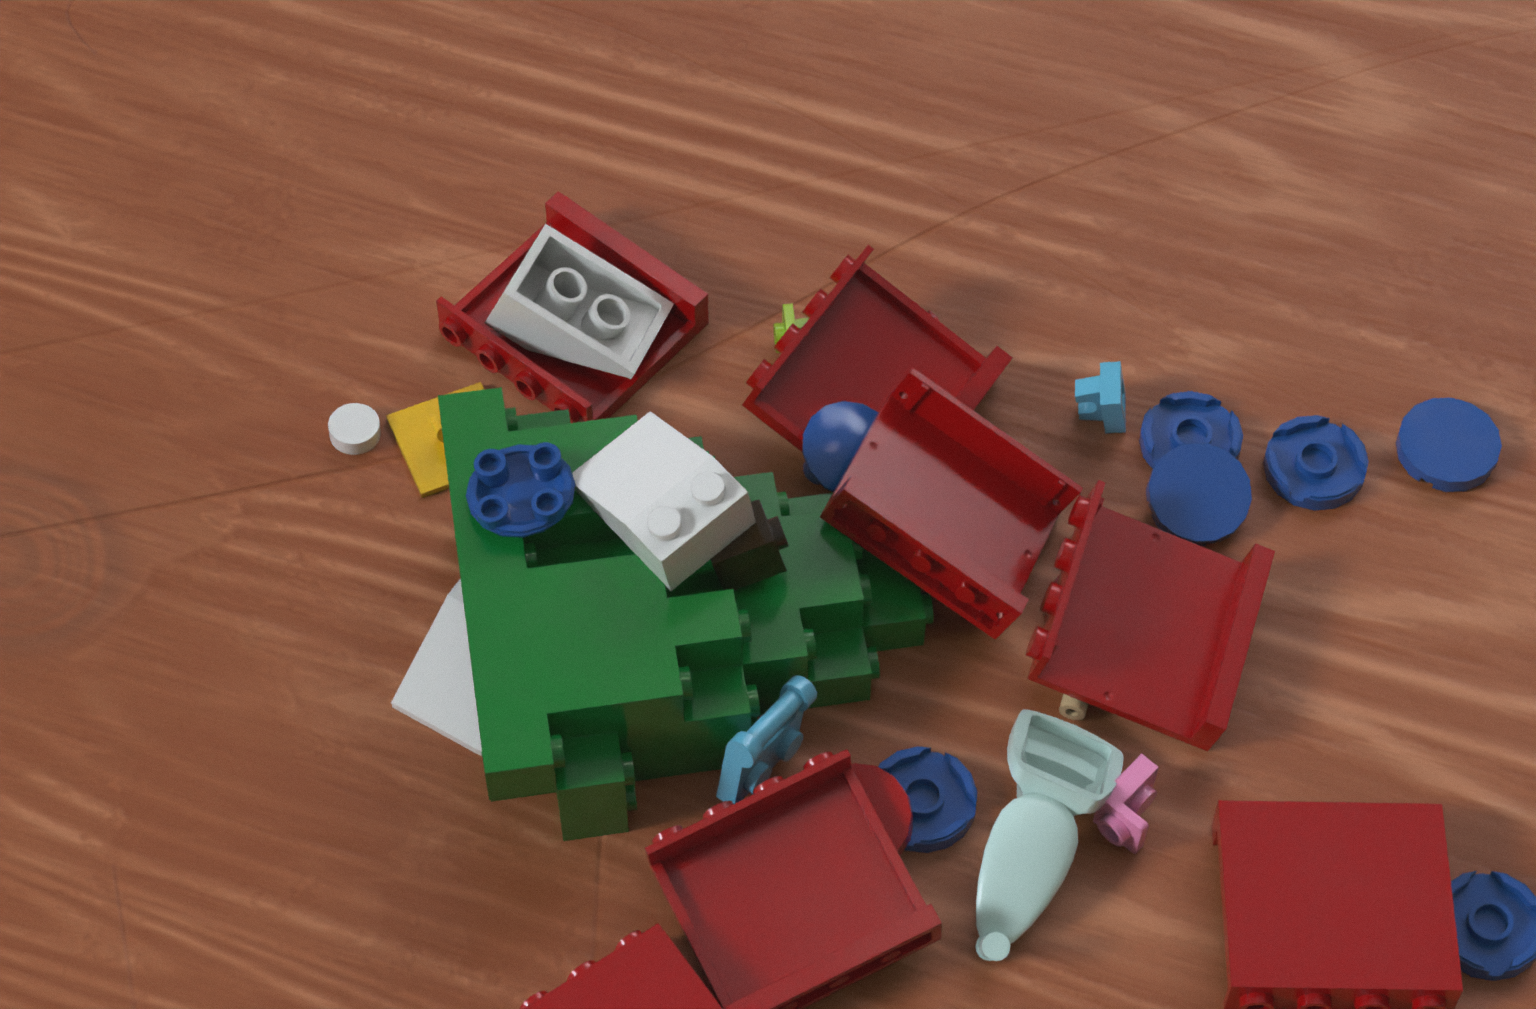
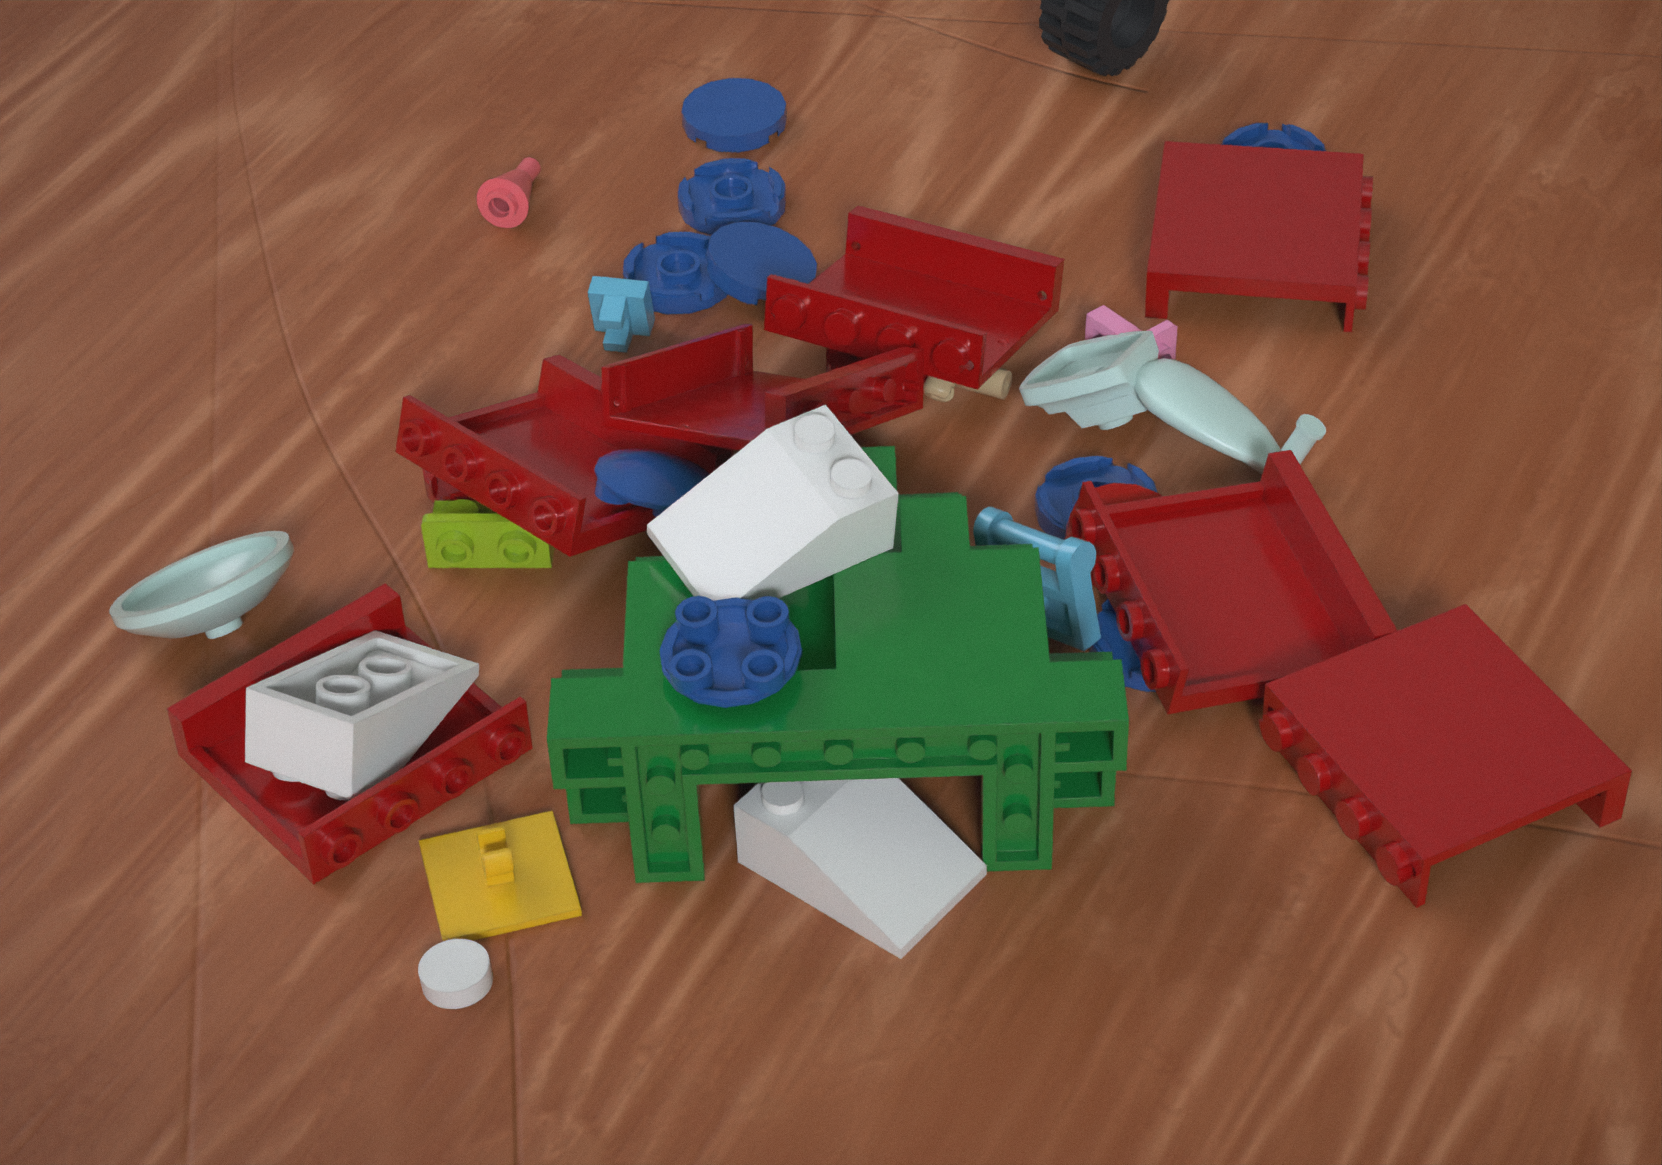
camera: 80 degrees left, 15 degrees down
(700, 182) = (205, 588): none -> light aqua dish
(1264, 287) = (507, 197): none -> coral cone

